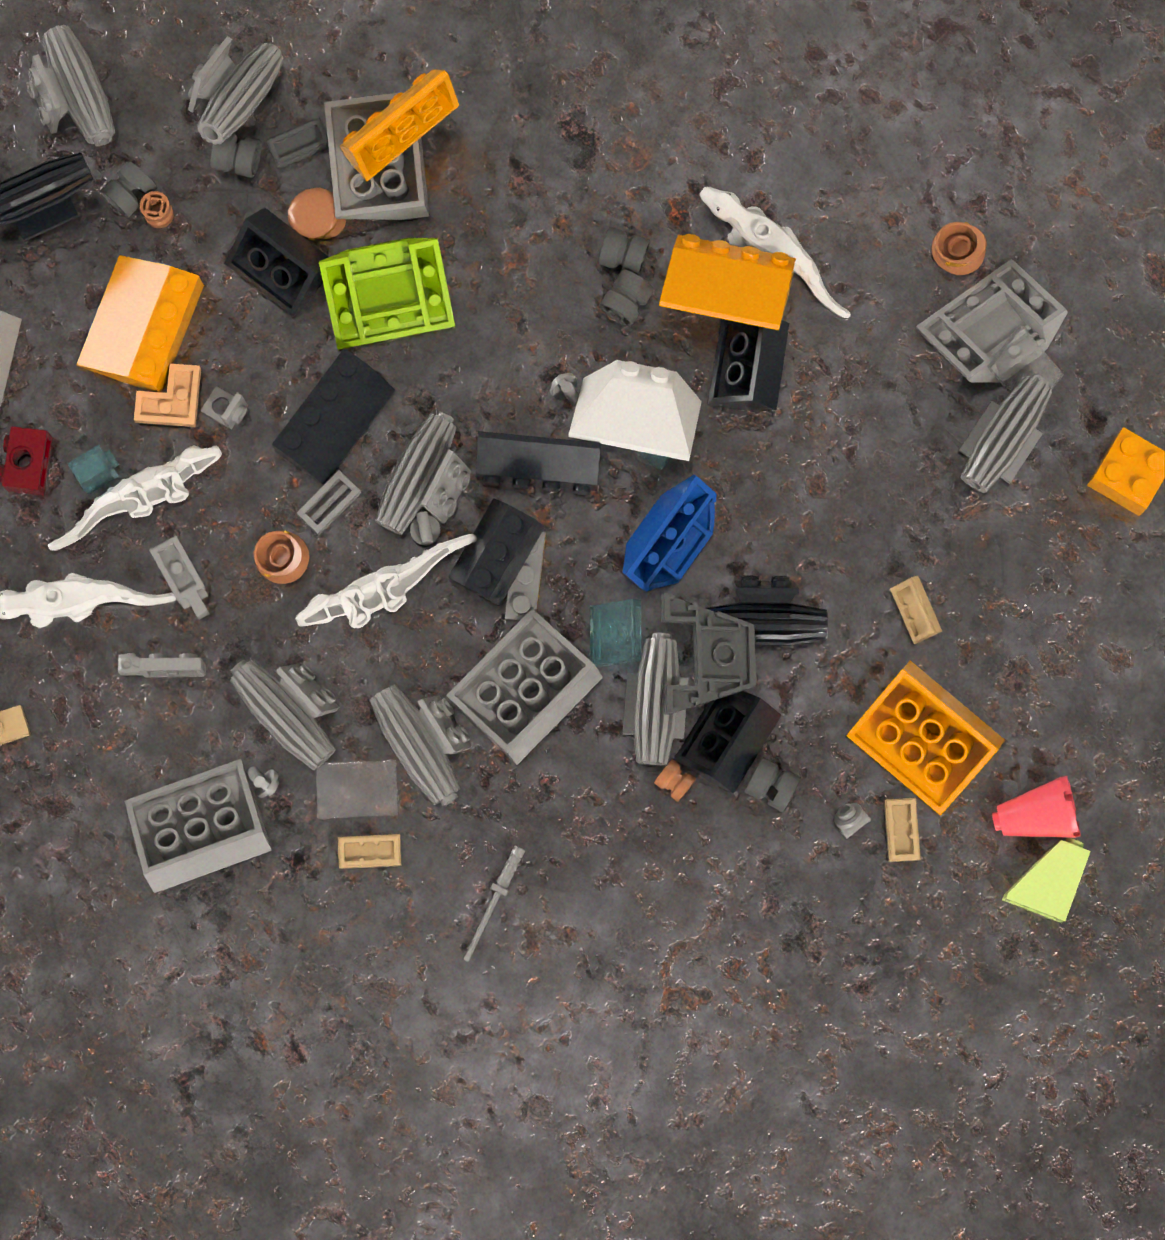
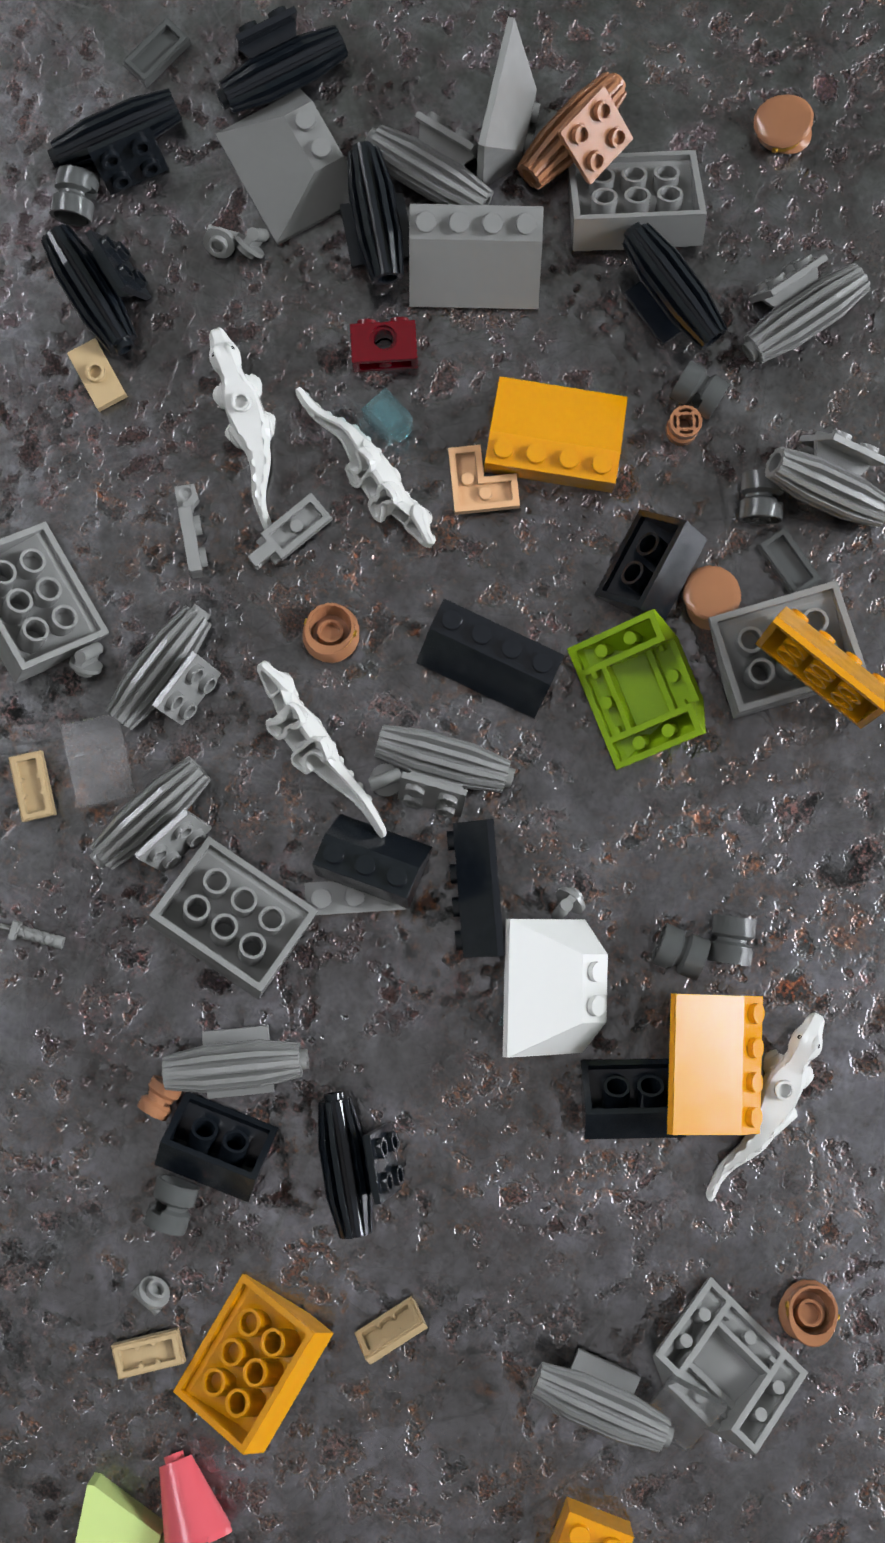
camera: 85 degrees right, 5 degrees up
(233, 413) = (477, 553): light grey bracket -> none
(310, 521) = (421, 687): light grey tile -> none
(615, 633) = (305, 1006): clear light blue plate -> none
(671, 535) = (423, 1045): blue wedge -> none
(721, 654) = (294, 1129): dark grey wing -> none

